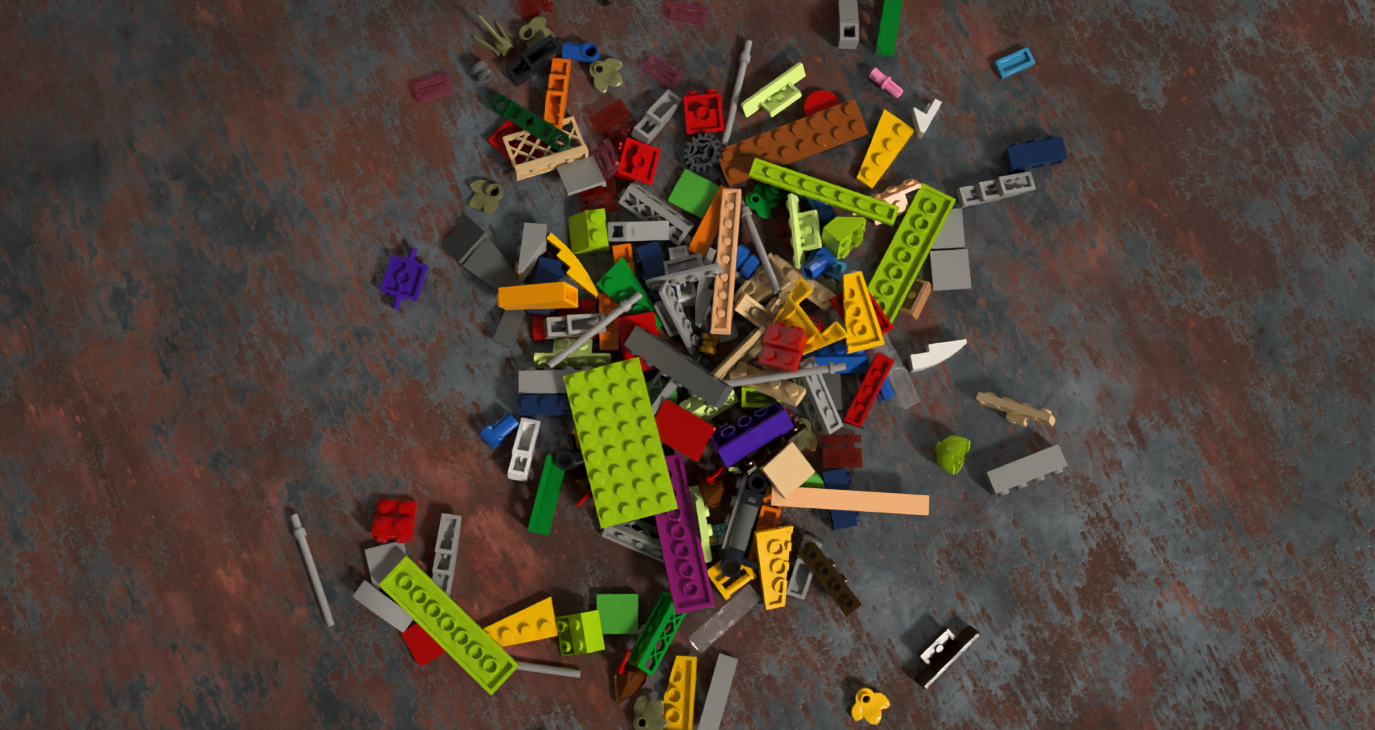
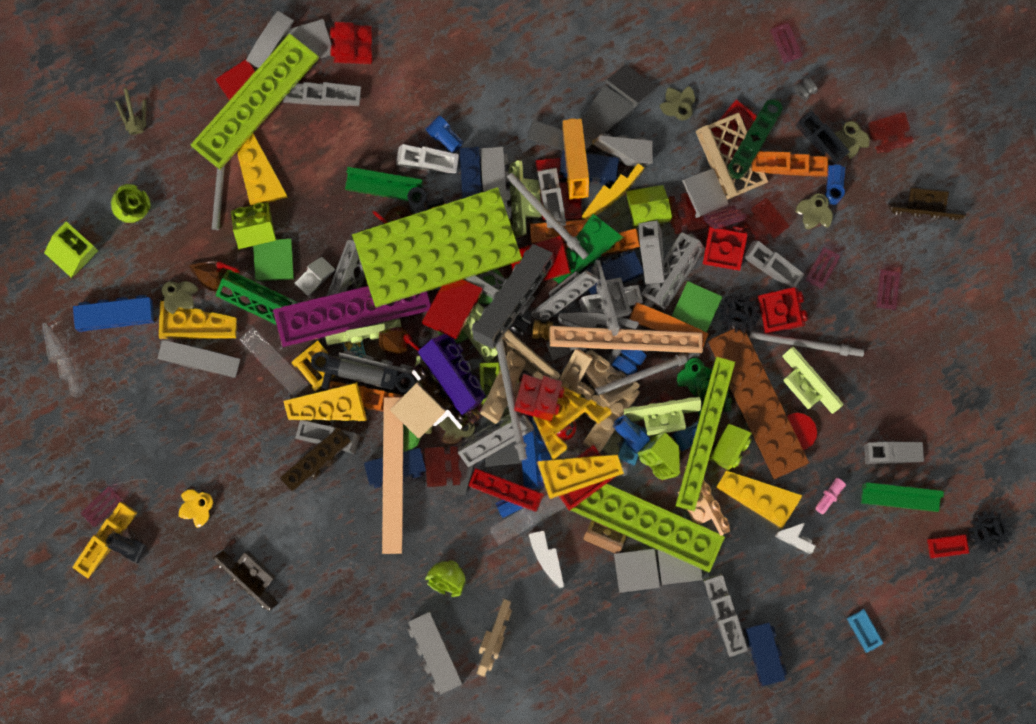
camera: 85 degrees right, 0 degrees up
(404, 278) = (589, 32): dark purple plate -> none
(503, 45) = (836, 106): olive plant -> none
(637, 571) = (315, 276): none -> white slope
(836, 168) = (730, 446): none -> lime slope

